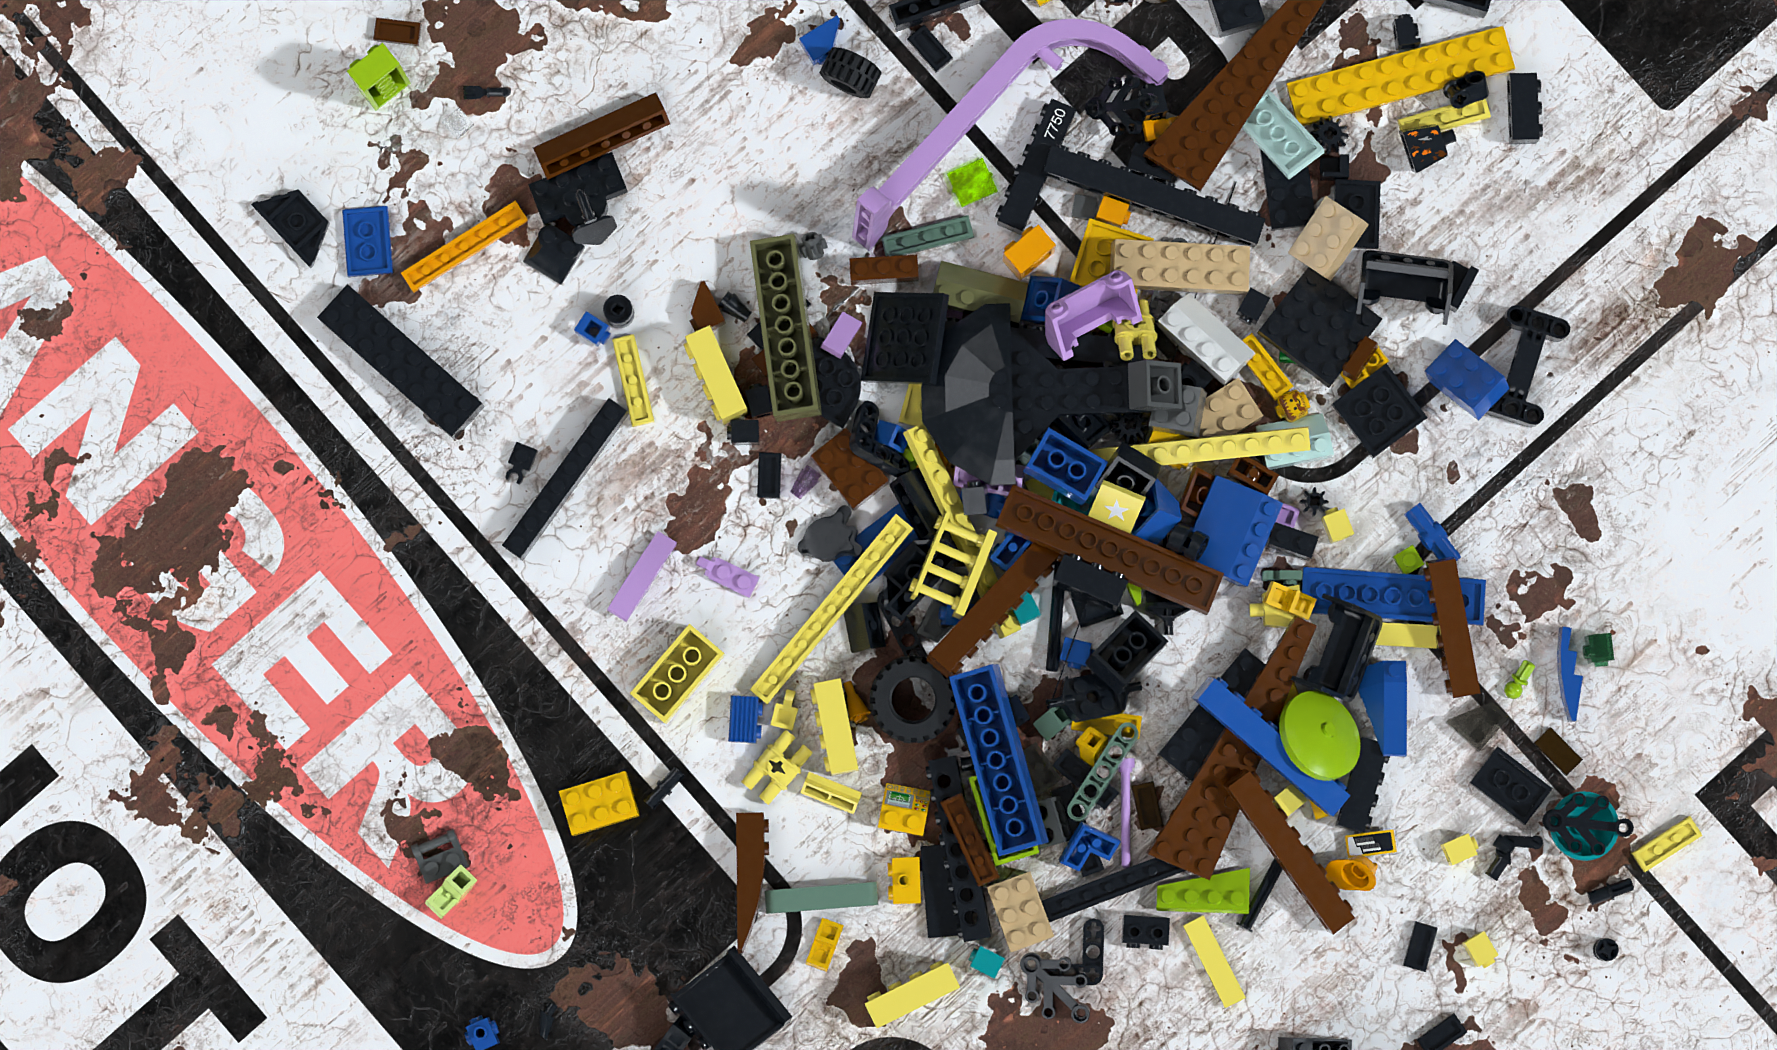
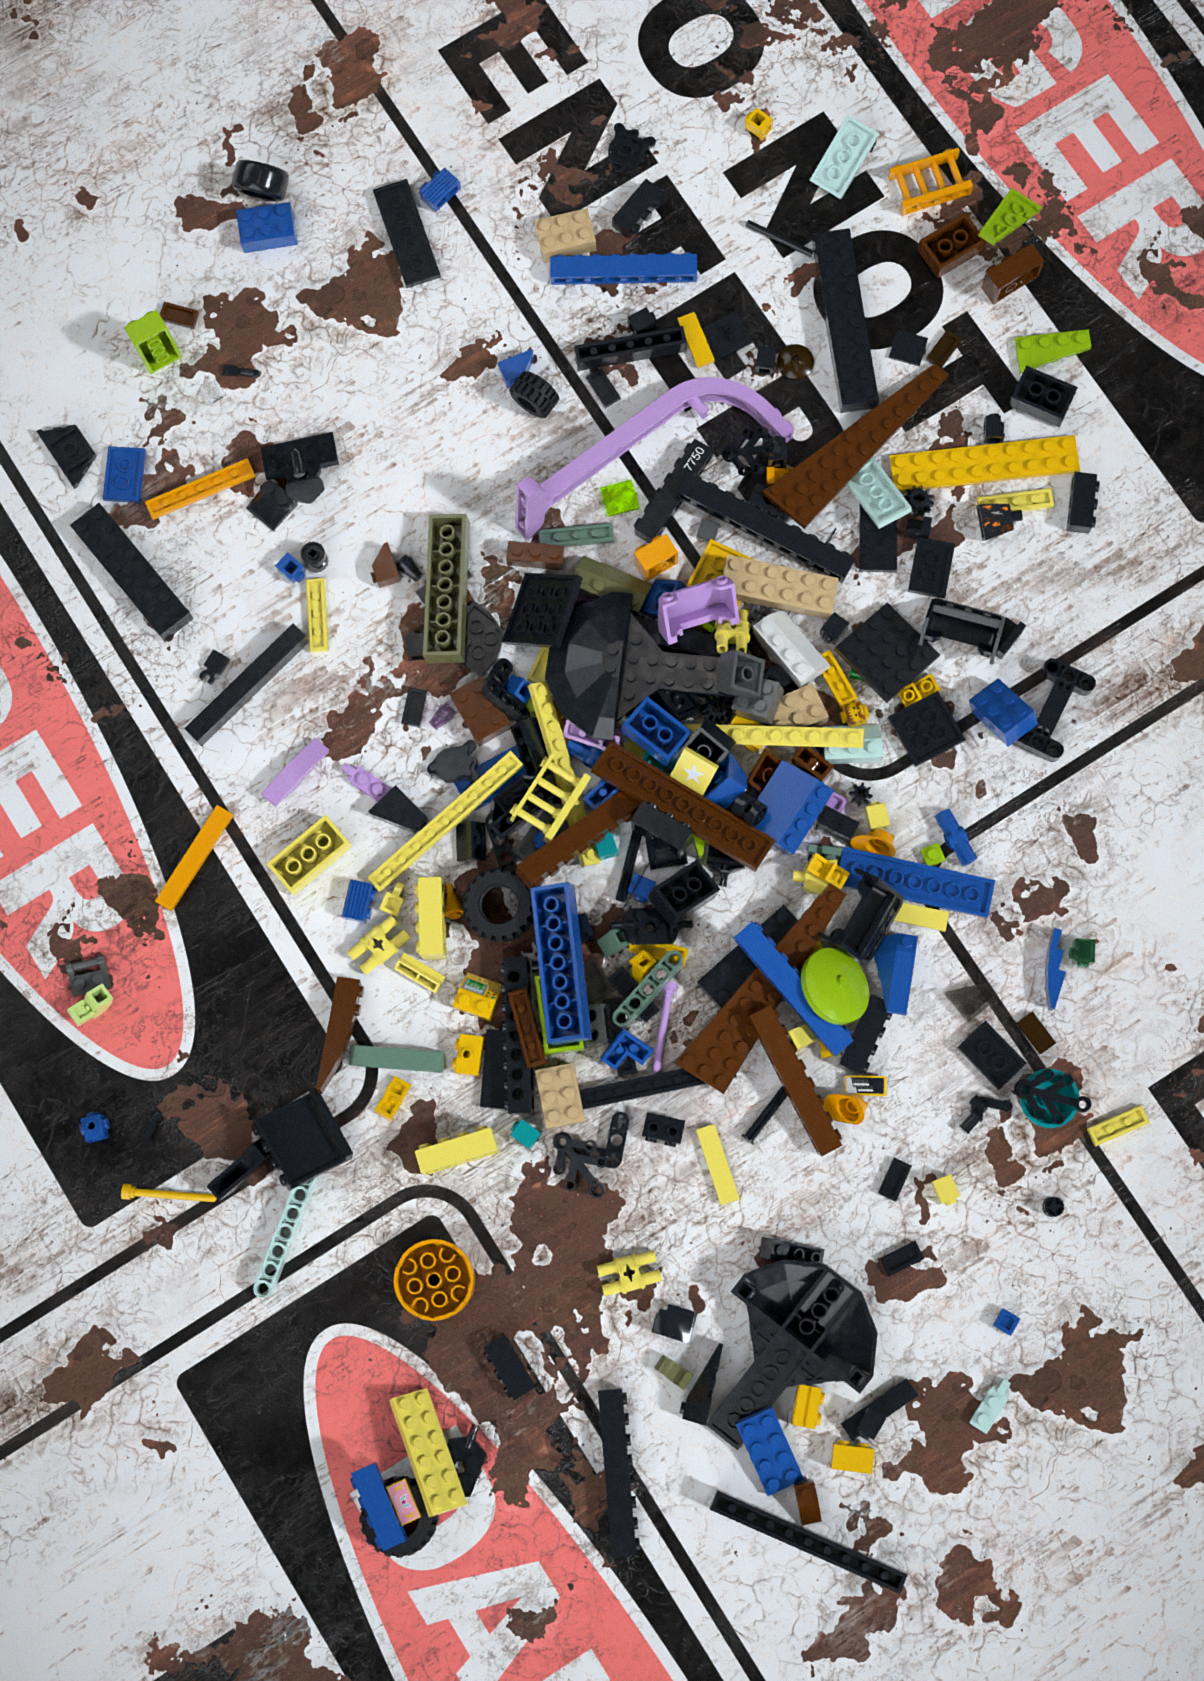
camera: 15 degrees right, 5 degrees down
(539, 697) = (194, 858): none -> light orange tile
(599, 803) = (226, 952): yellow brick -> none
(601, 135) = (325, 417): reddish brown brick -> none
(664, 787) = (282, 947): black pin -> none
(716, 374) = (383, 618): light yellow brick -> none
(743, 432) = (399, 669): black brick -> none
(774, 604) = (399, 811): none -> black slope
(812, 246) = (481, 528): dark grey gear -> none
(841, 335) = (492, 602): lavender tile -> none
(975, 498) = (578, 747): black brick -> none
(1113, 212) = (731, 536): light orange brick -> none
(1147, 805) = (681, 1025): dark brown tile -> none
(1221, 894) = (731, 1107): lime wing -> none
(1328, 238) = (904, 581): tan brick -> none
(1340, 555) = (876, 842): none -> light orange piece
(1359, 358) = (916, 682): reddish brown piece -> none
(1452, 627) = (961, 914): reddish brown brick -> none
(1460, 849) = (940, 1101): light yellow brick -> none
(1468, 89) = (1039, 480): black piece -> none
(1514, 688) = (1006, 975): lime axle -> none
(1610, 891) = (1064, 1158): black axle -> none

